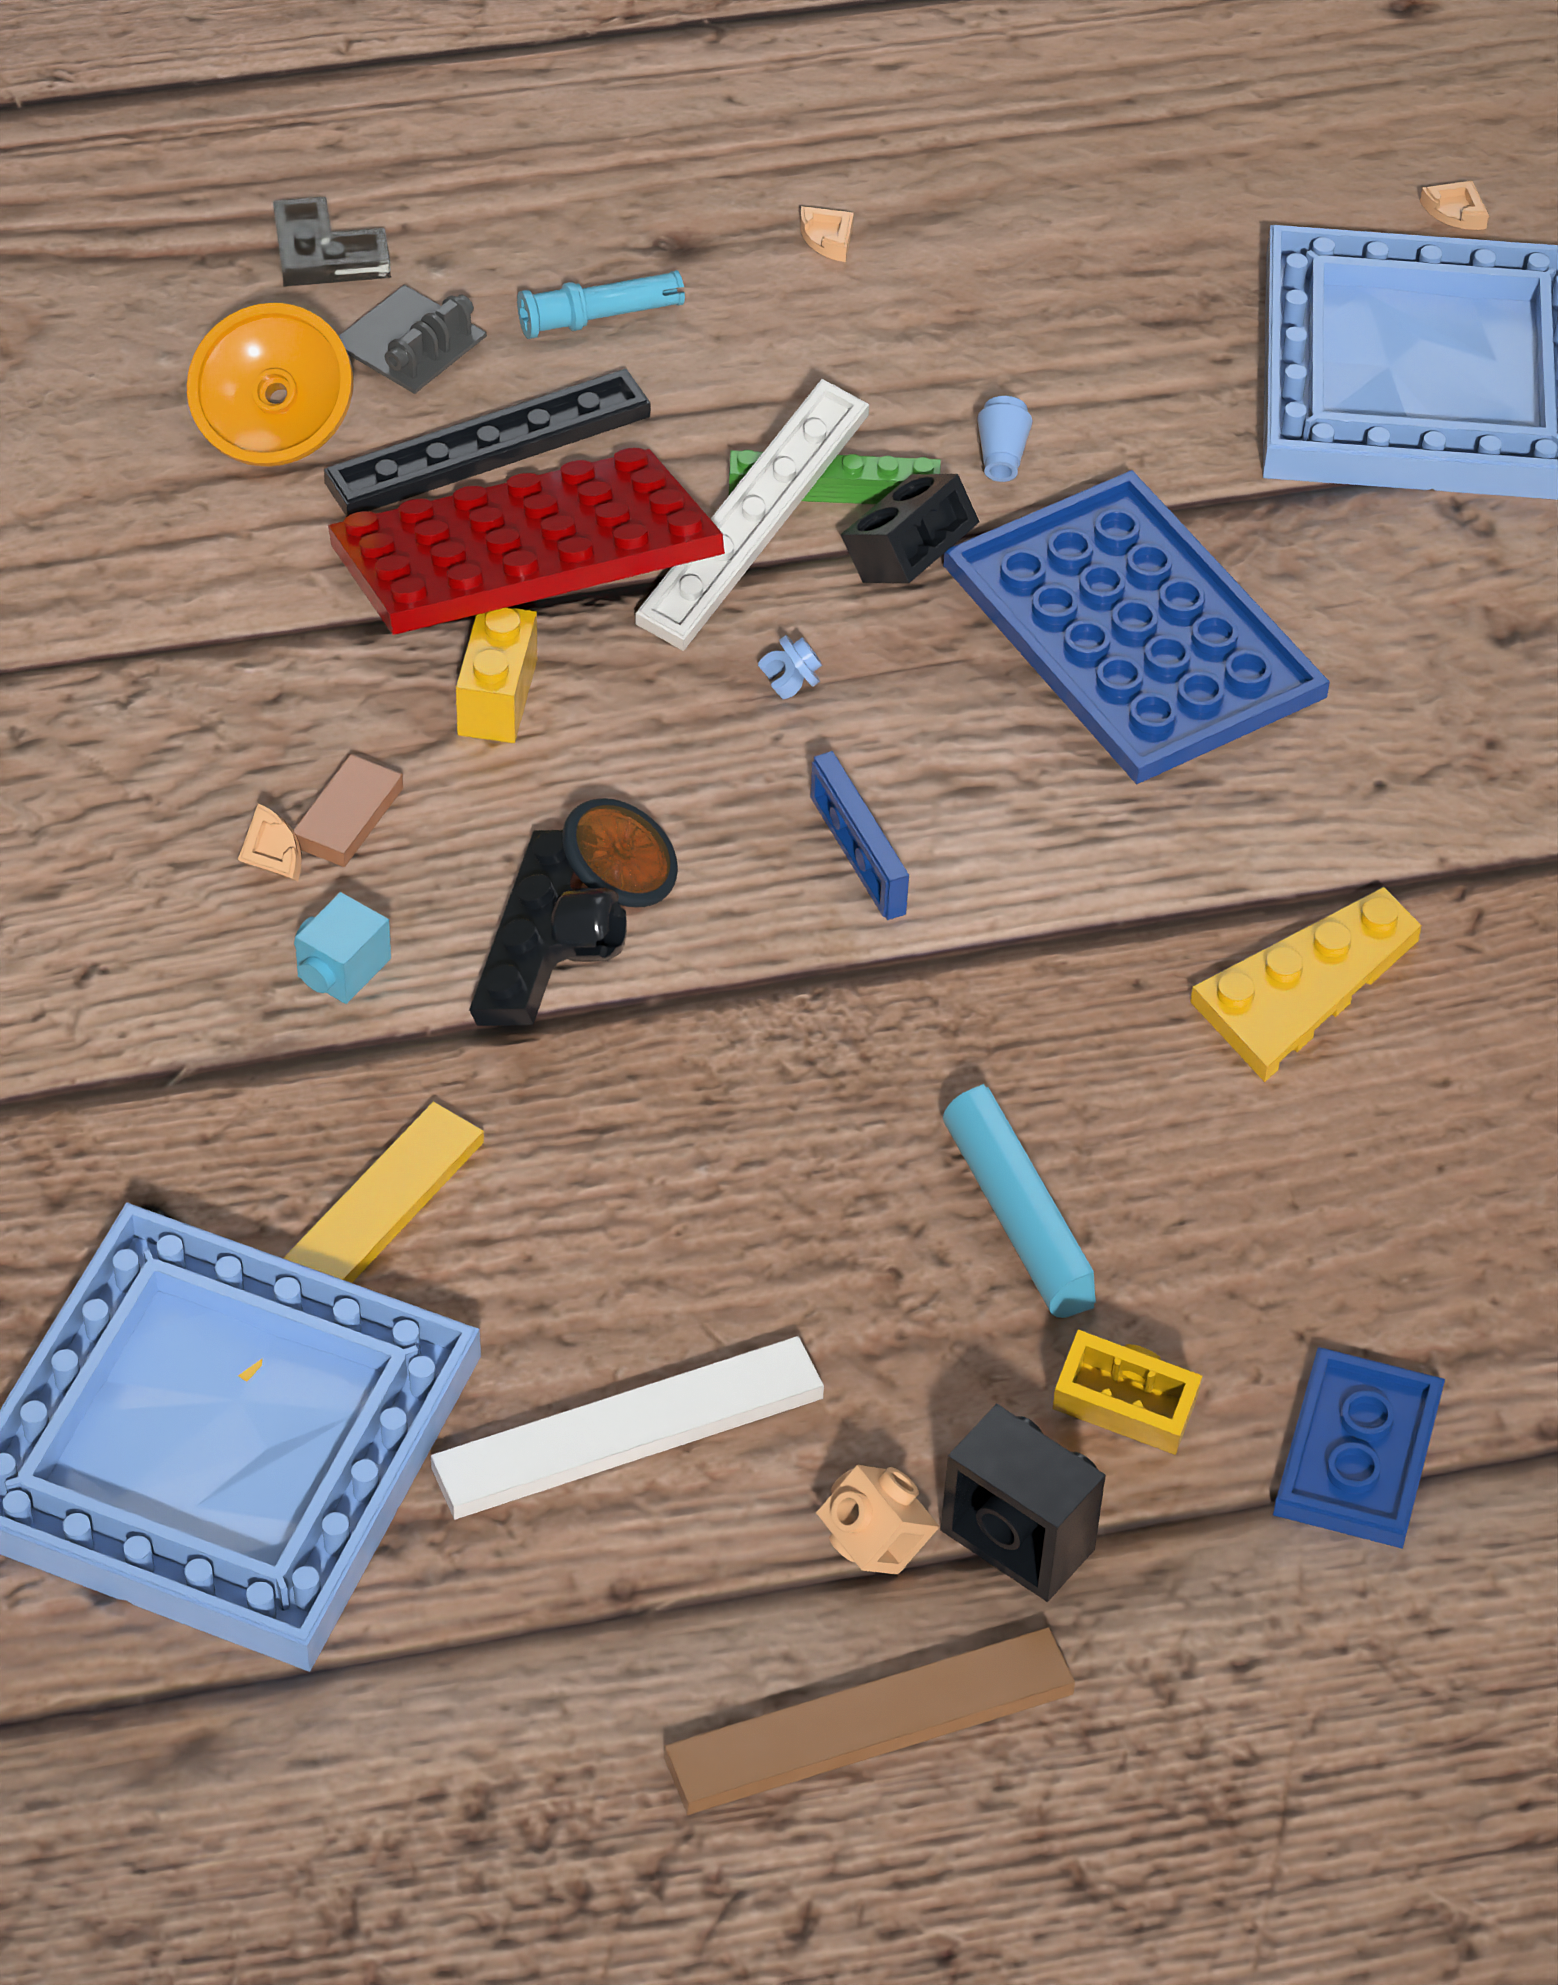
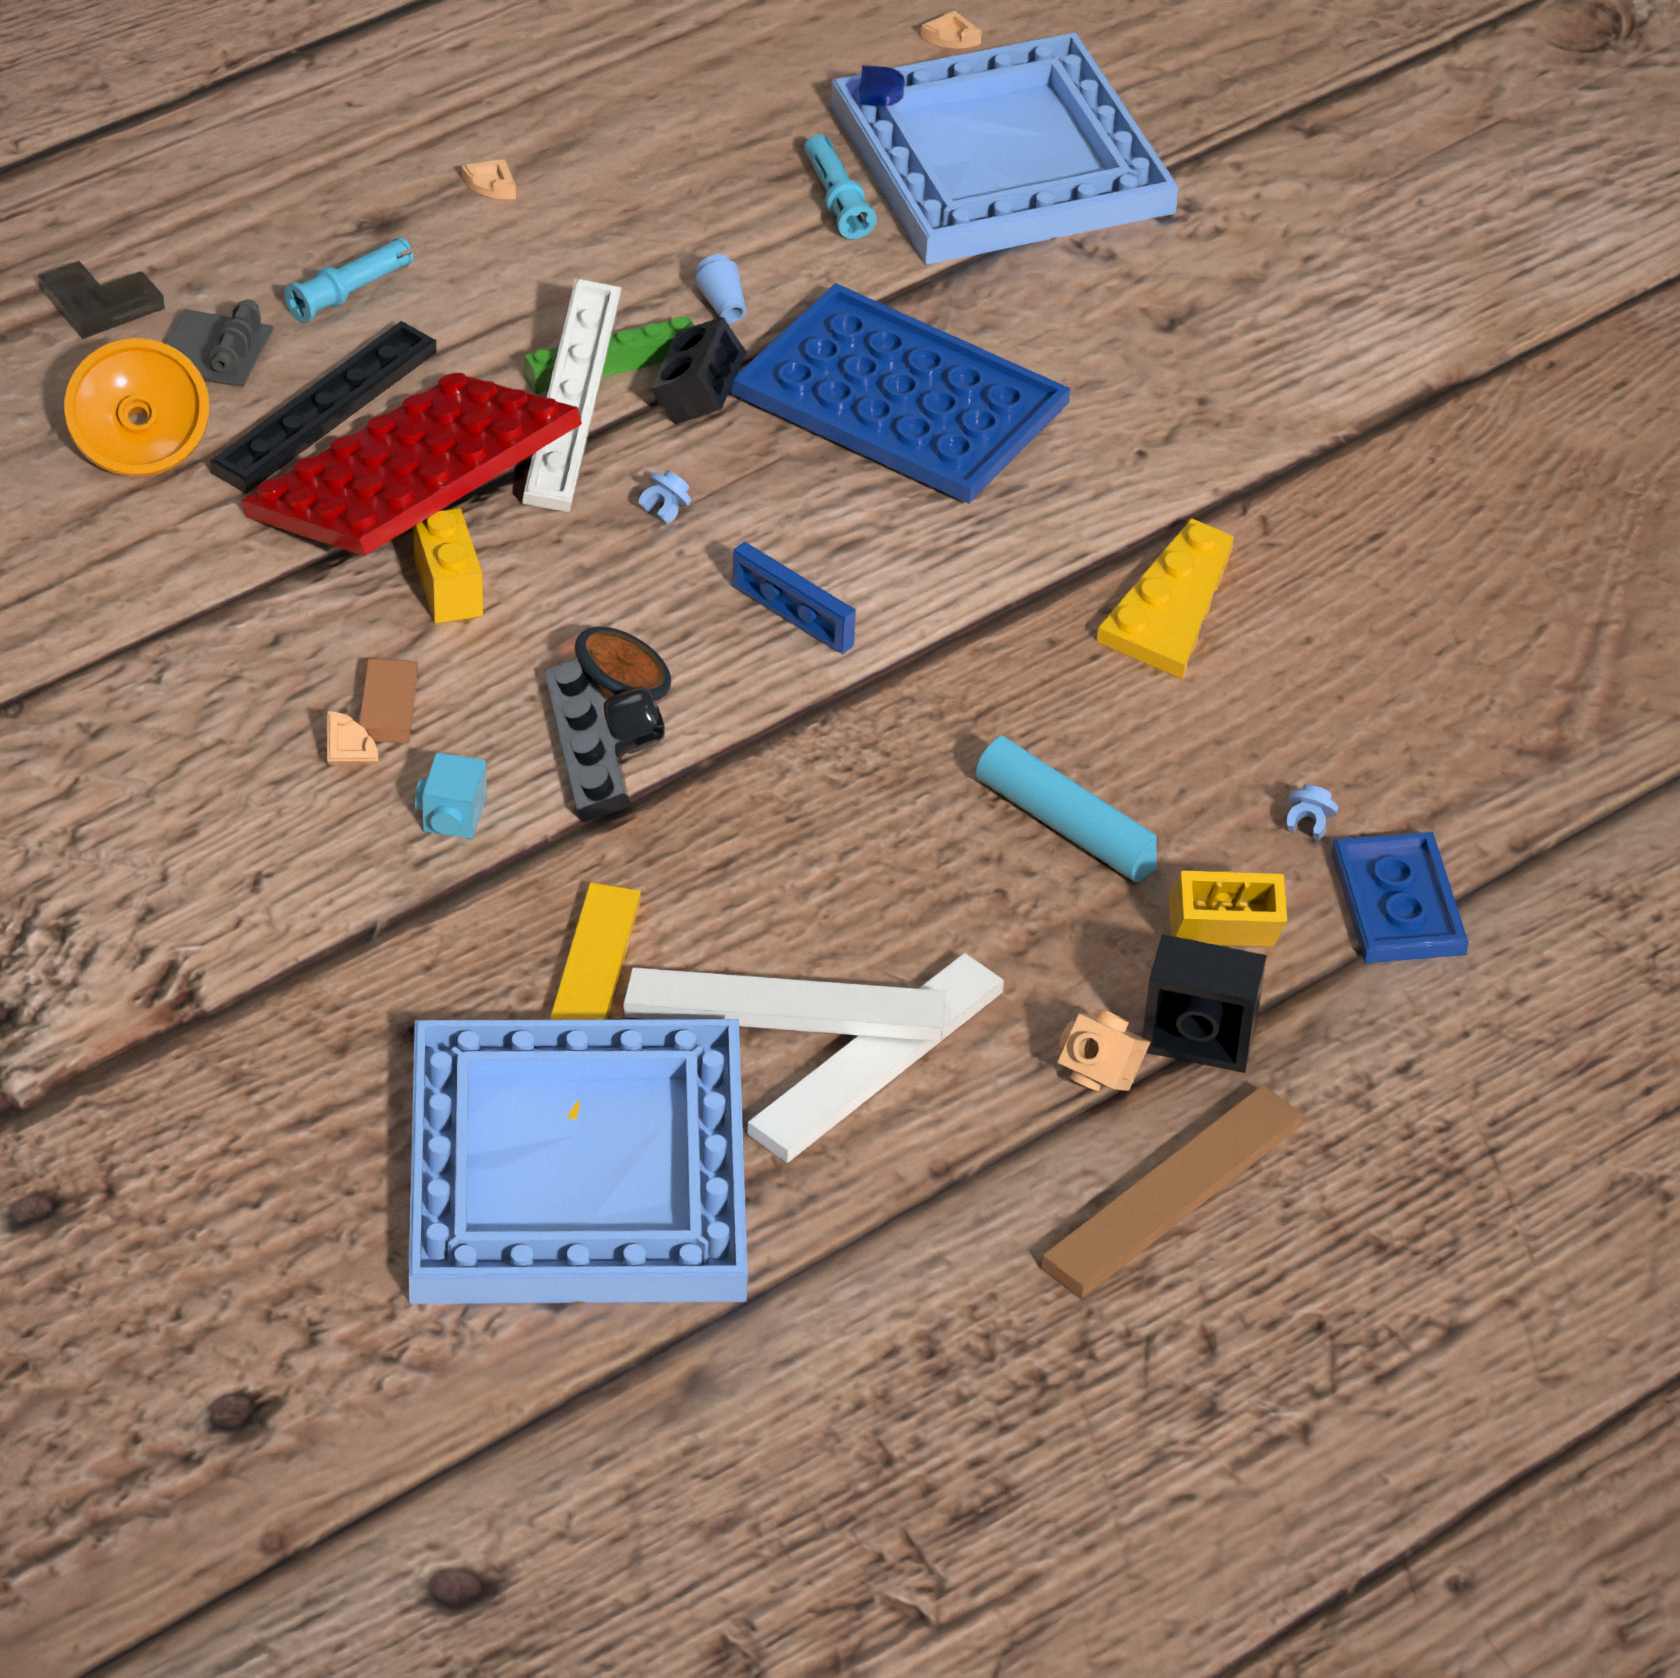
camera: 25 degrees left, 5 degrees down
(559, 1328) = (788, 1004): none -> white tile
(1209, 368) = (843, 196): none -> medium azure pin
(1315, 249) = (880, 86): none -> clear blue tile
(1315, 1292) = (1313, 803): none -> light blue plate

